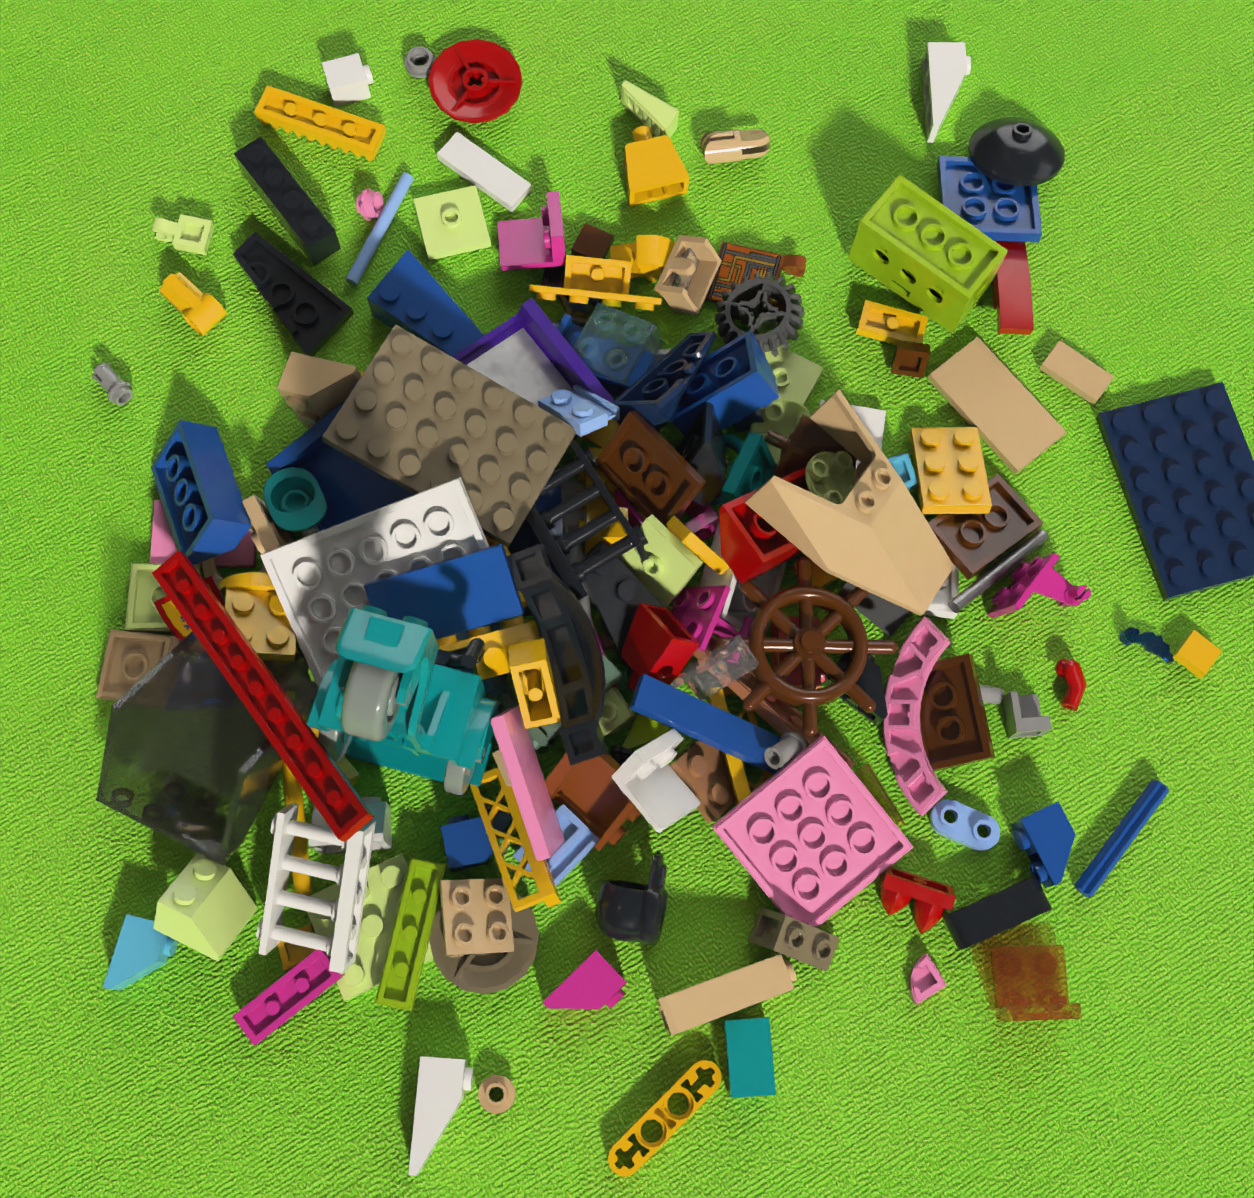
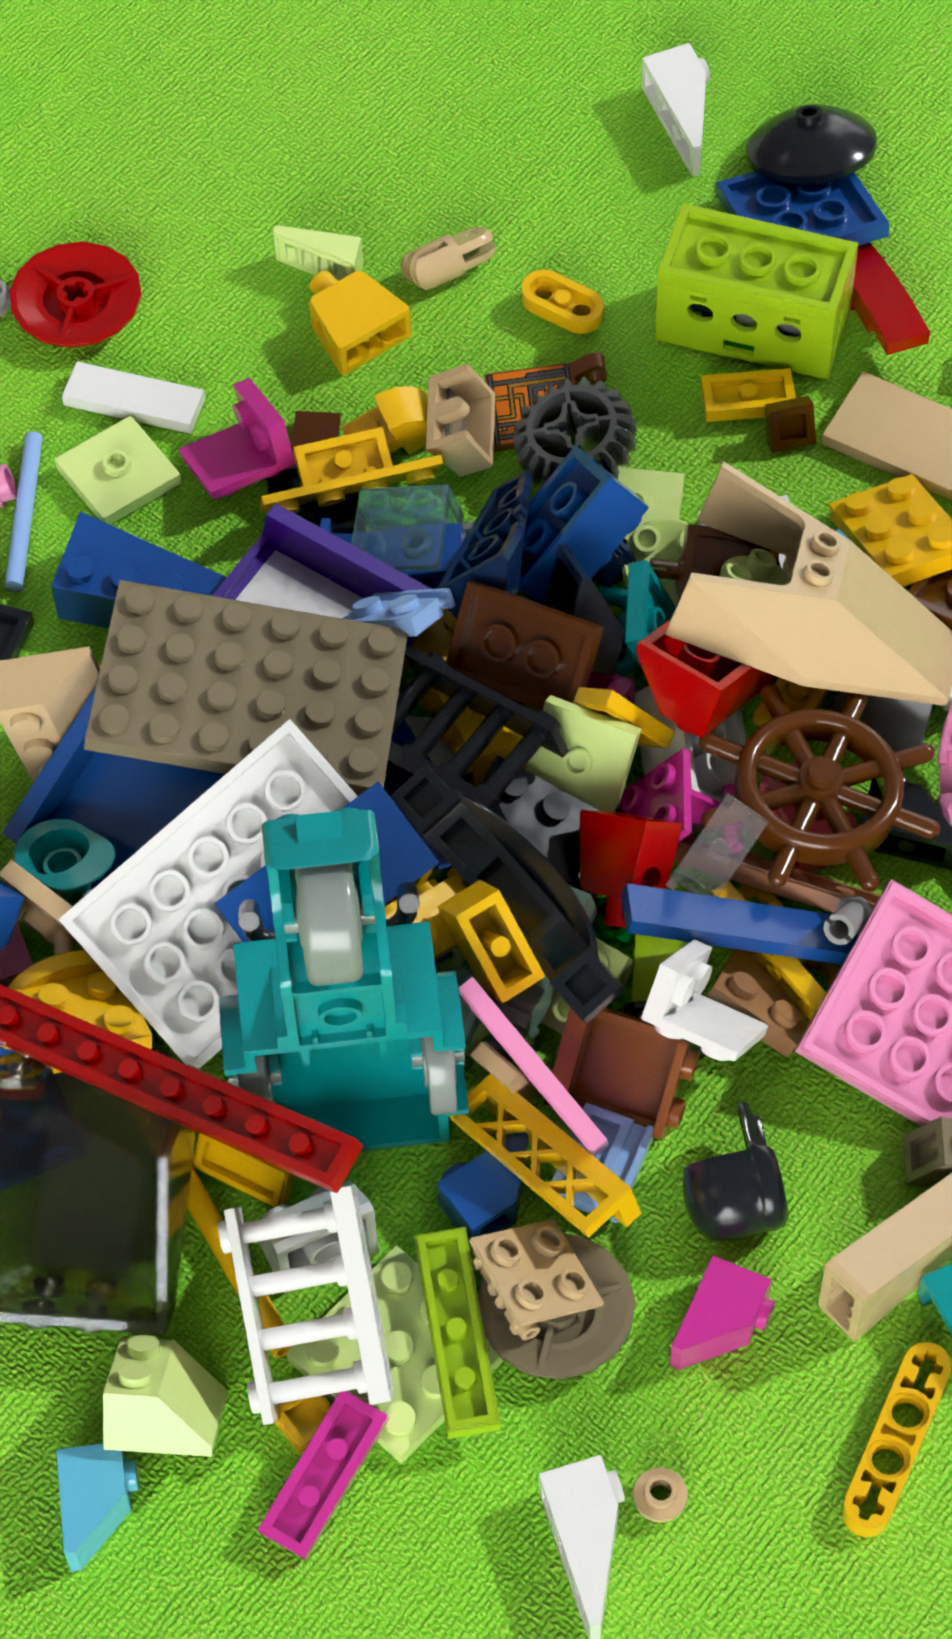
camera: 15 degrees left, 15 degrees down
(799, 208) = (564, 302): none -> yellow plate

